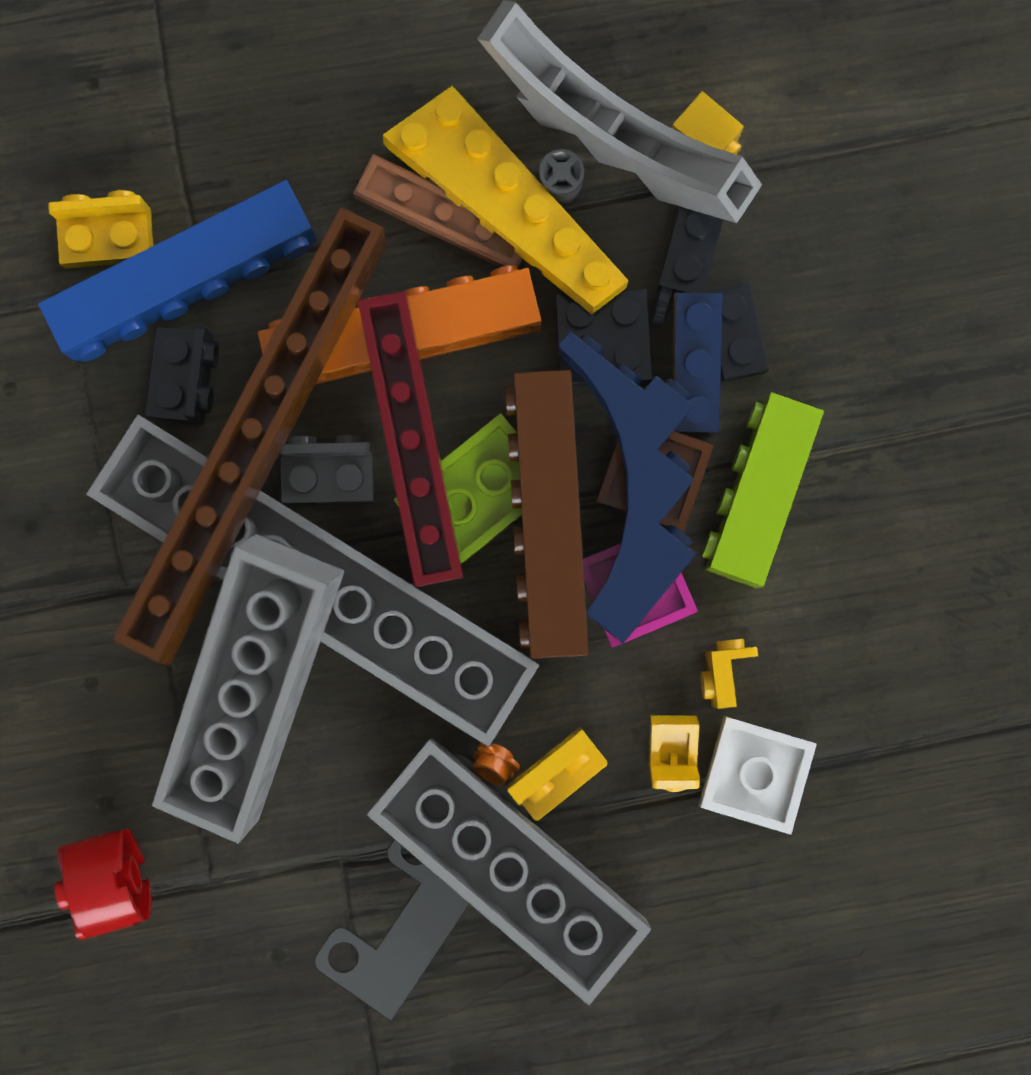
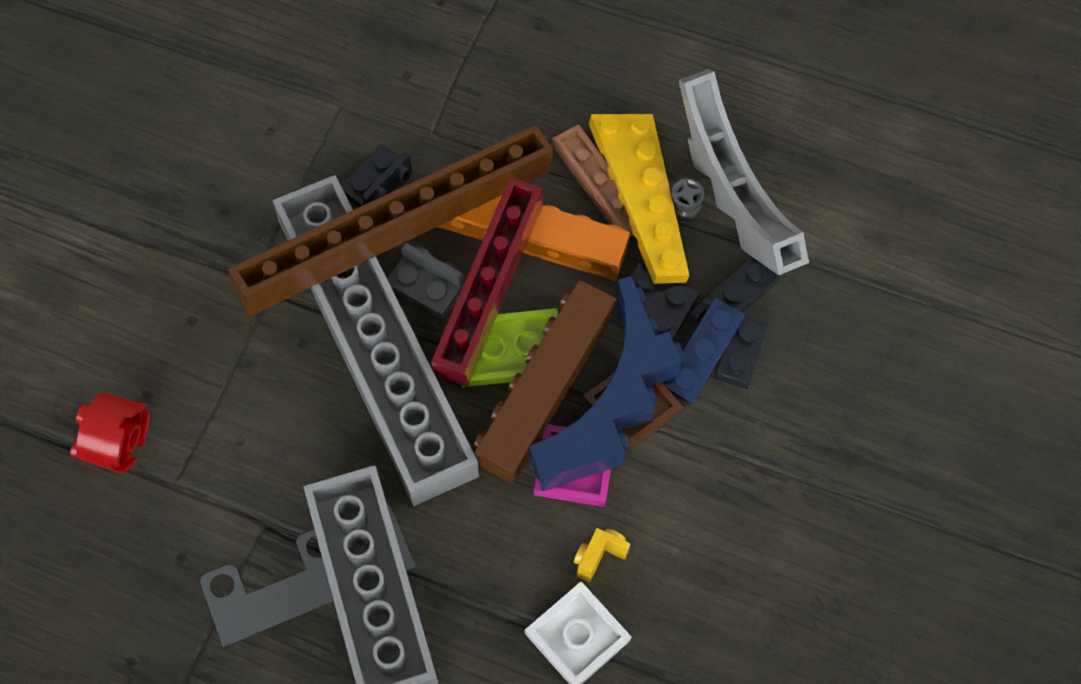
camera: 30 degrees right, 20 degrees down
(101, 228) = (389, 76): yellow bracket -> none
(178, 273) = (413, 120): blue brick -> none
(247, 686) = (284, 363): light grey brick -> none
(494, 764) = (406, 517): orange plate -> none
(557, 774) = (443, 547): yellow bracket -> none
(674, 752) = (531, 583): yellow bracket -> none
(710, 124) = (800, 214): yellow brick -> none
(763, 489) = (697, 454): lime brick -> none

